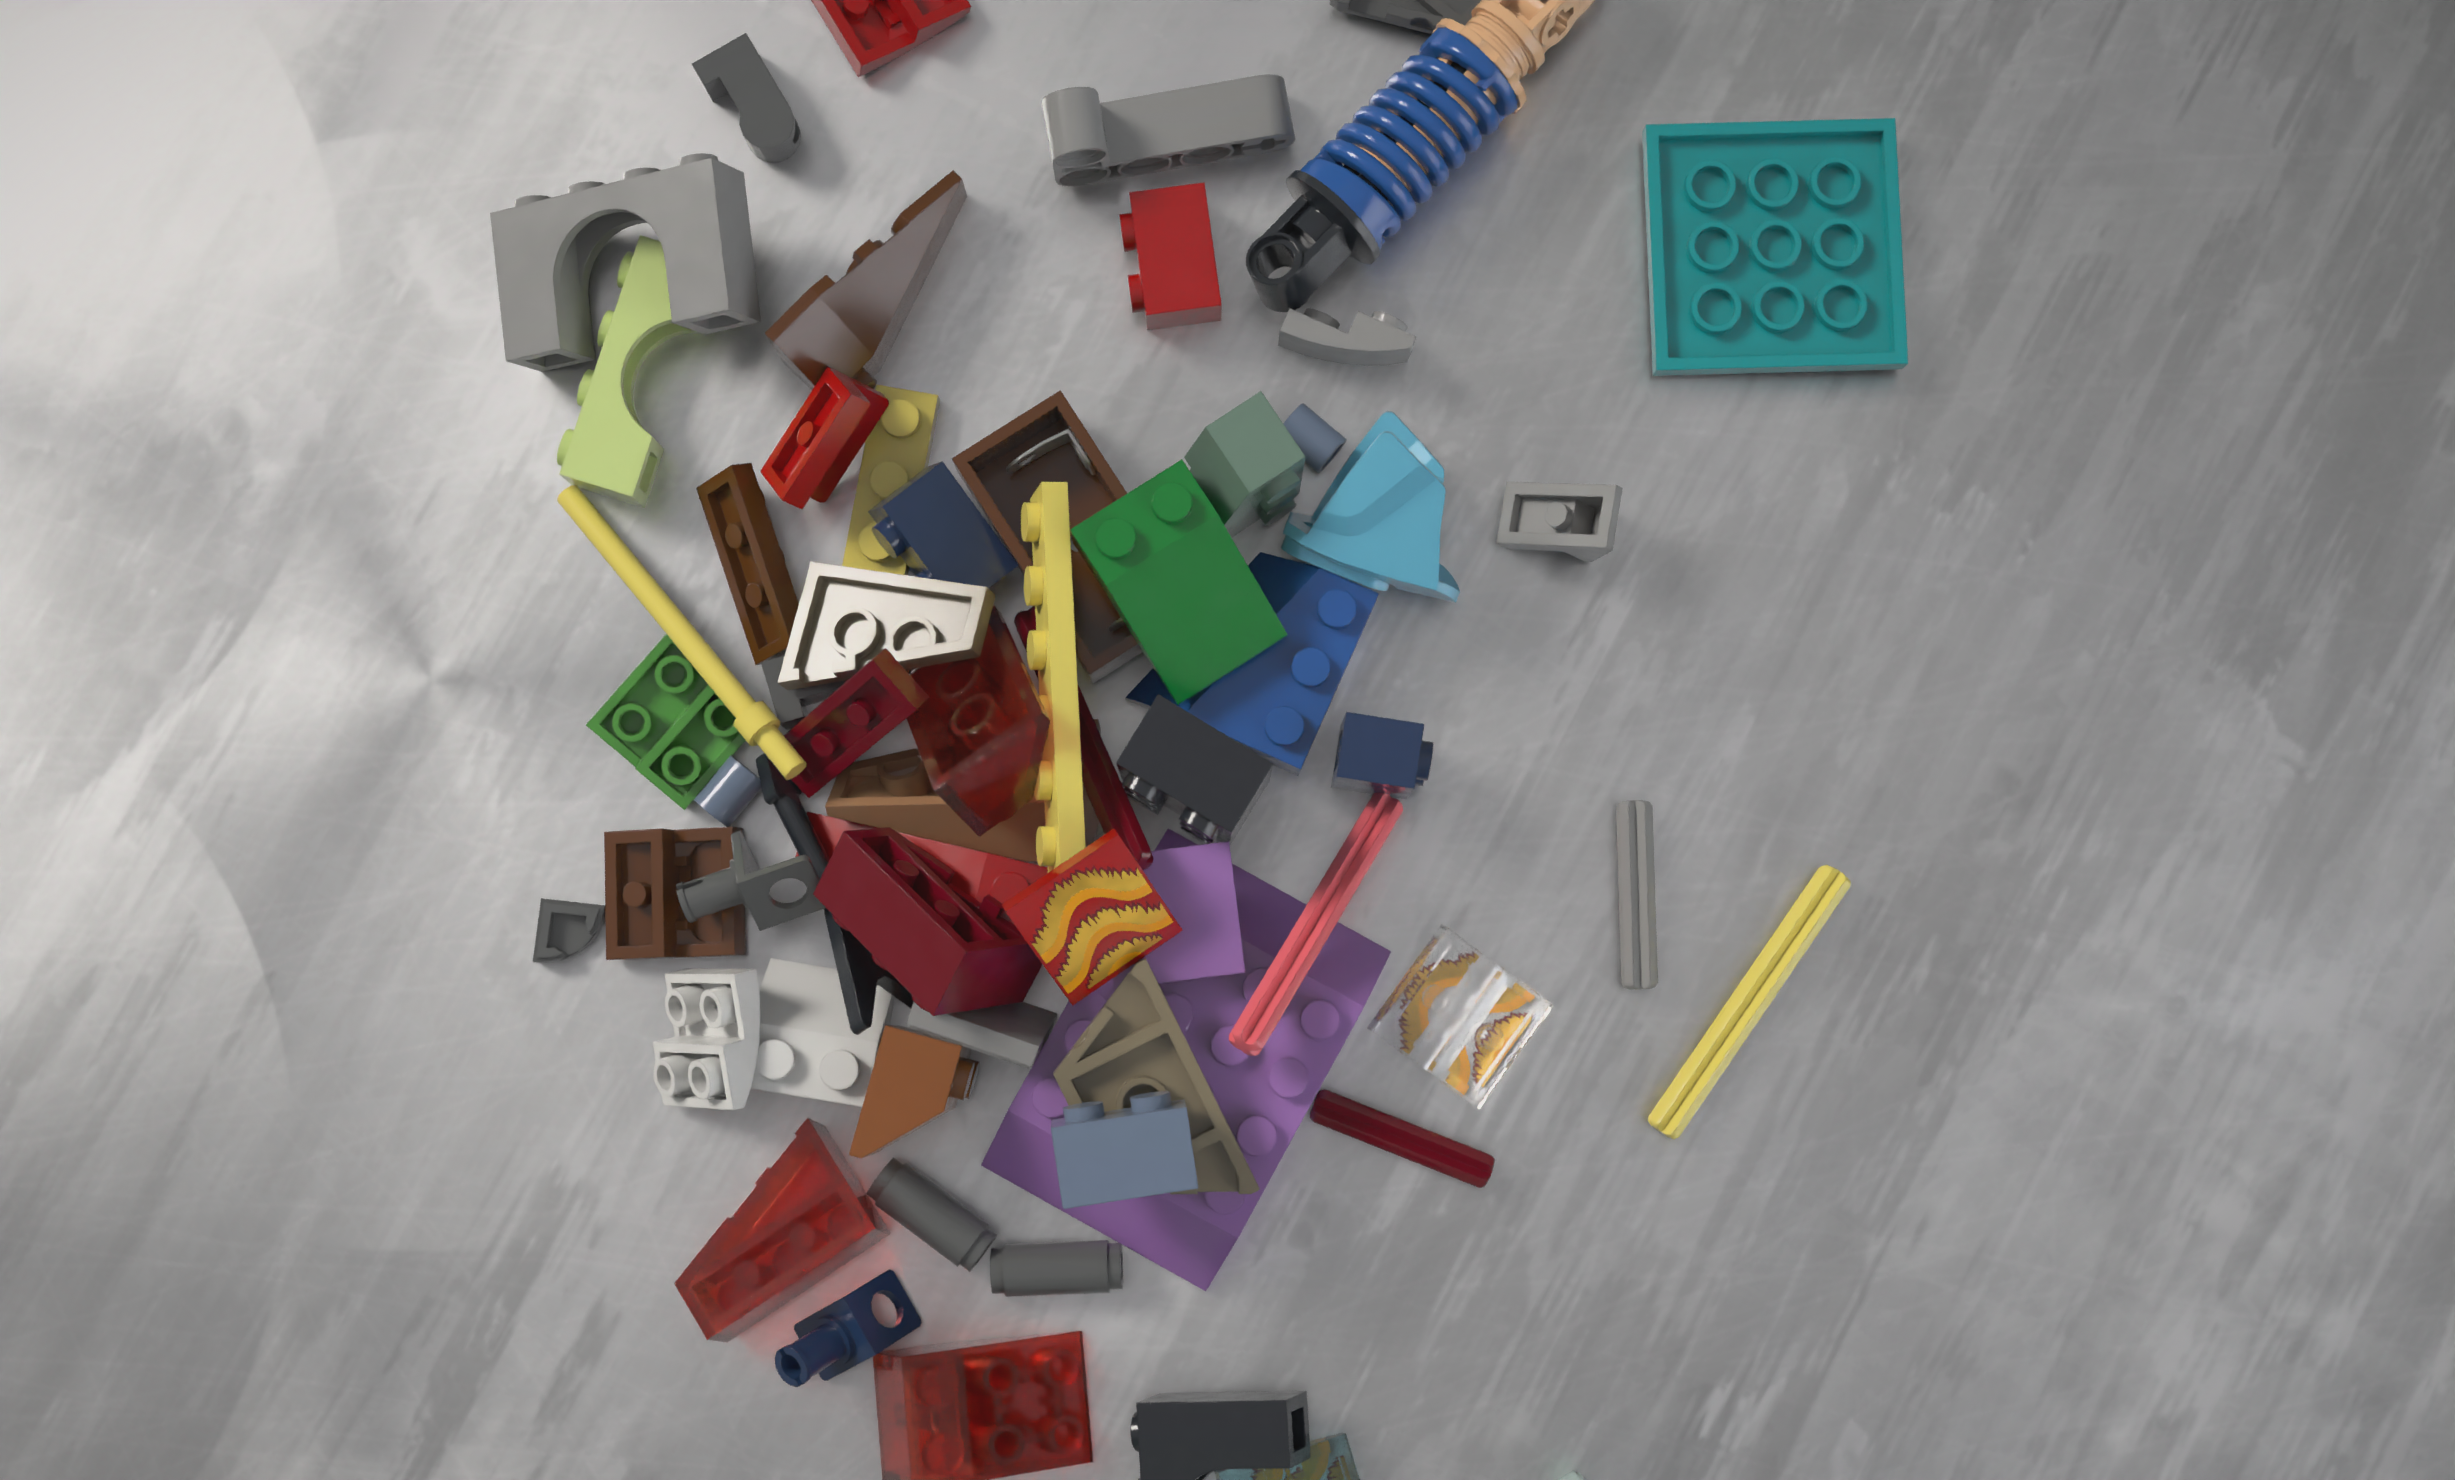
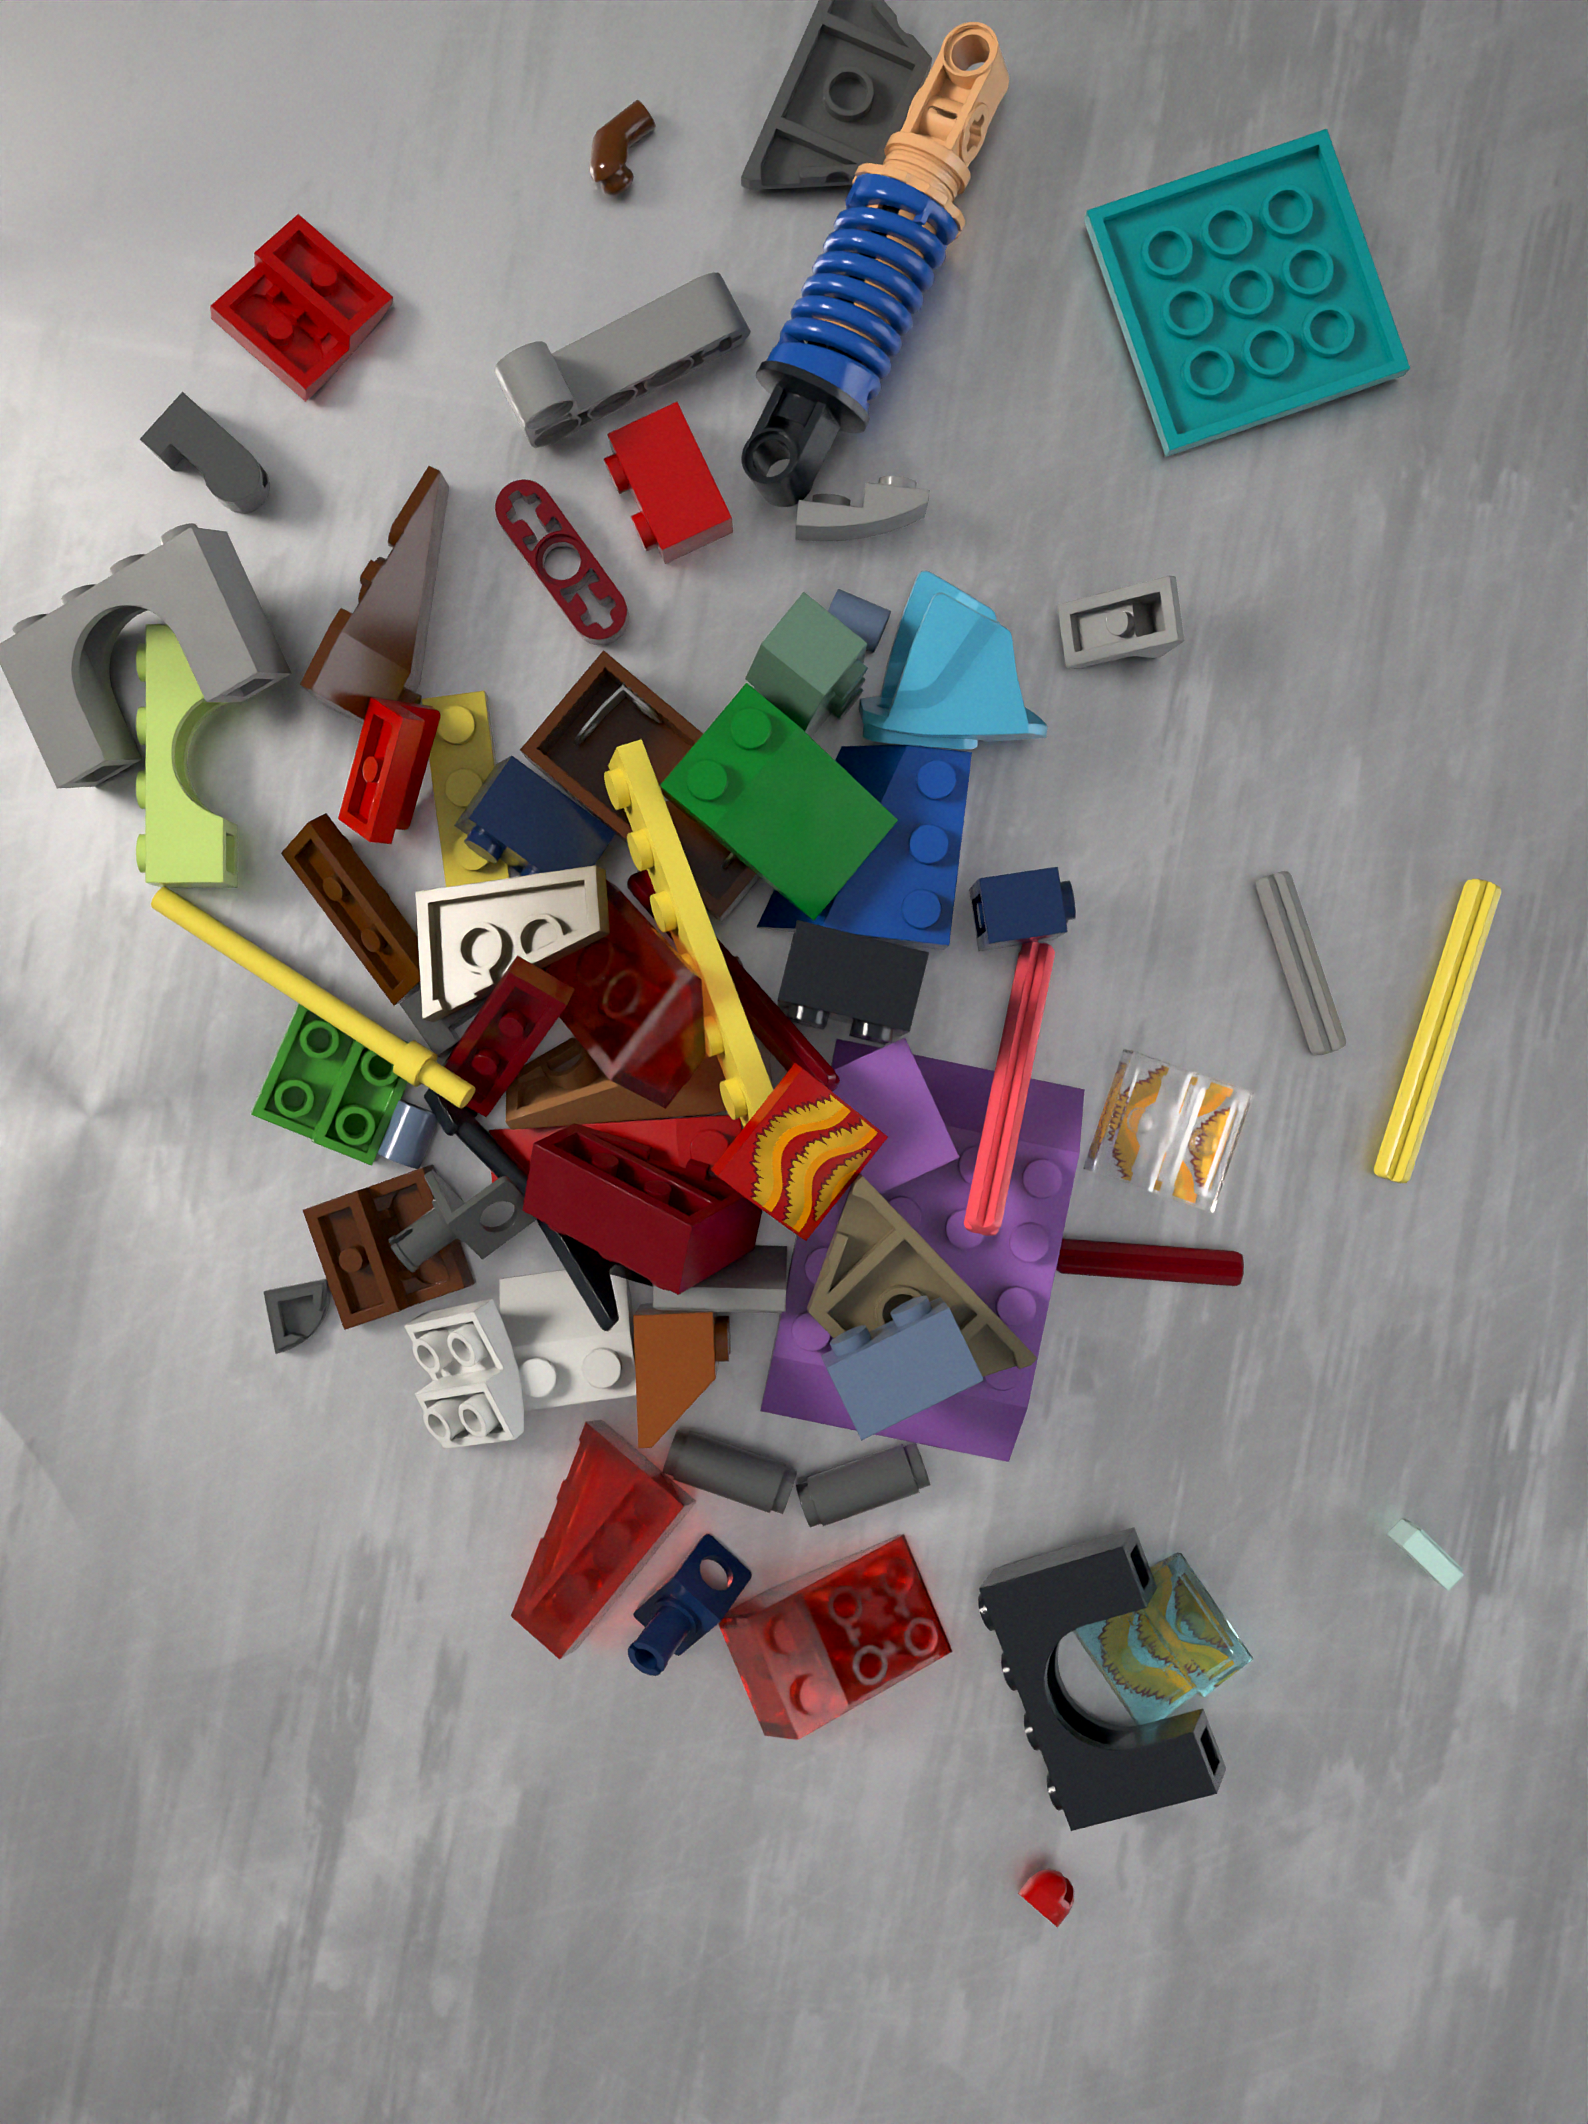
camera: 10 degrees left, 5 degrees up
(1051, 251) = (522, 535): none -> dark red beam

